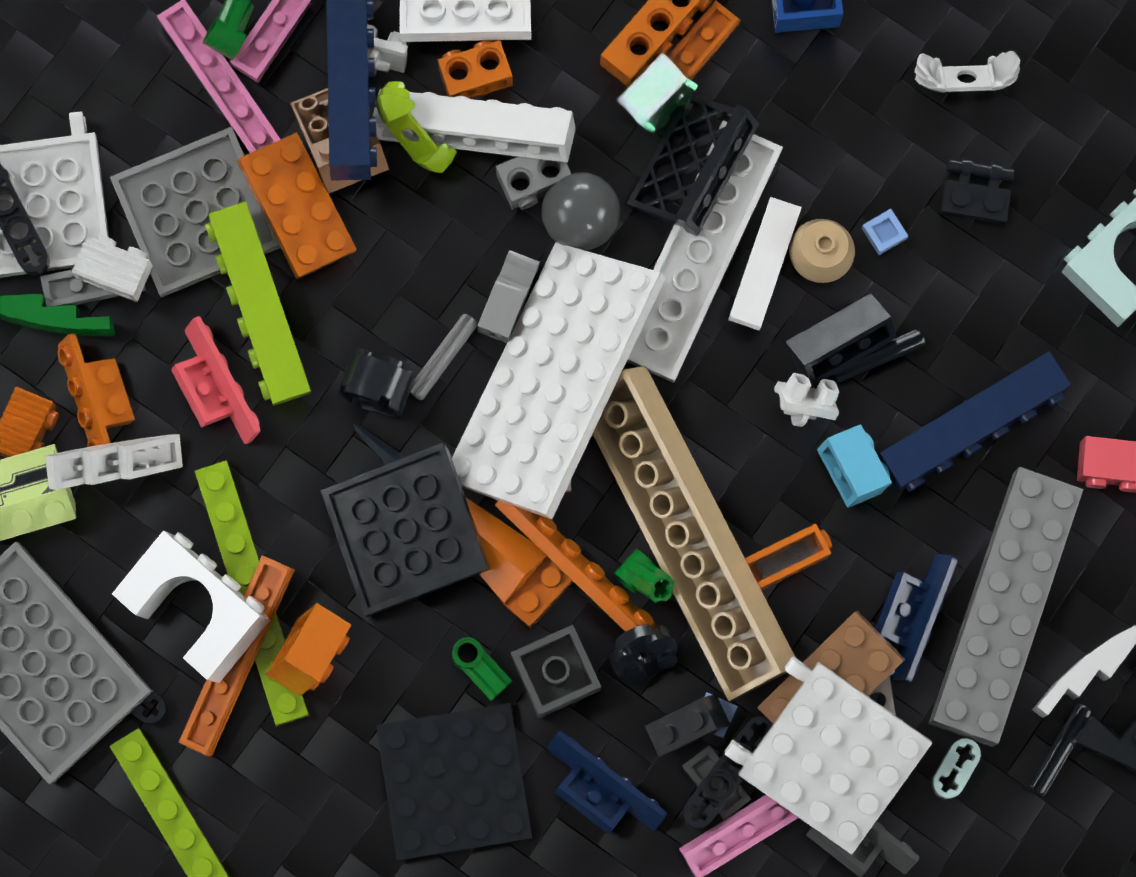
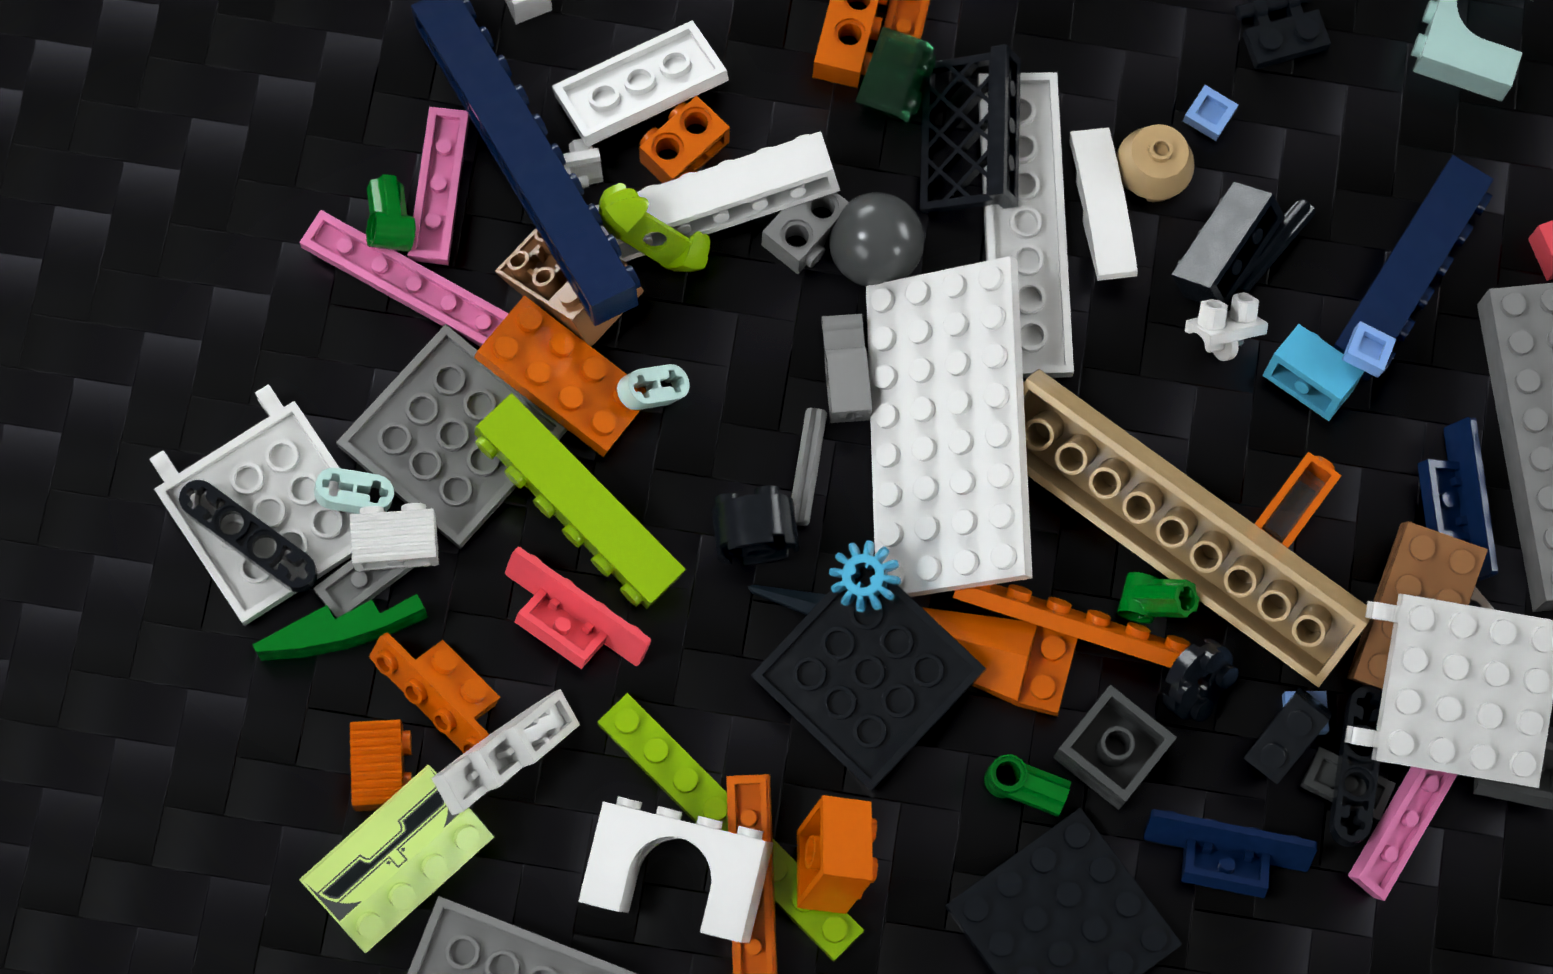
camera: 30 degrees left, 5 degrees down
(106, 213) = (354, 490): none -> light aqua beam
(356, 251) = (655, 393): none -> light aqua beam
(437, 469) = (878, 581): none -> medium azure gear
(900, 469) = (1369, 349): none -> light blue plate

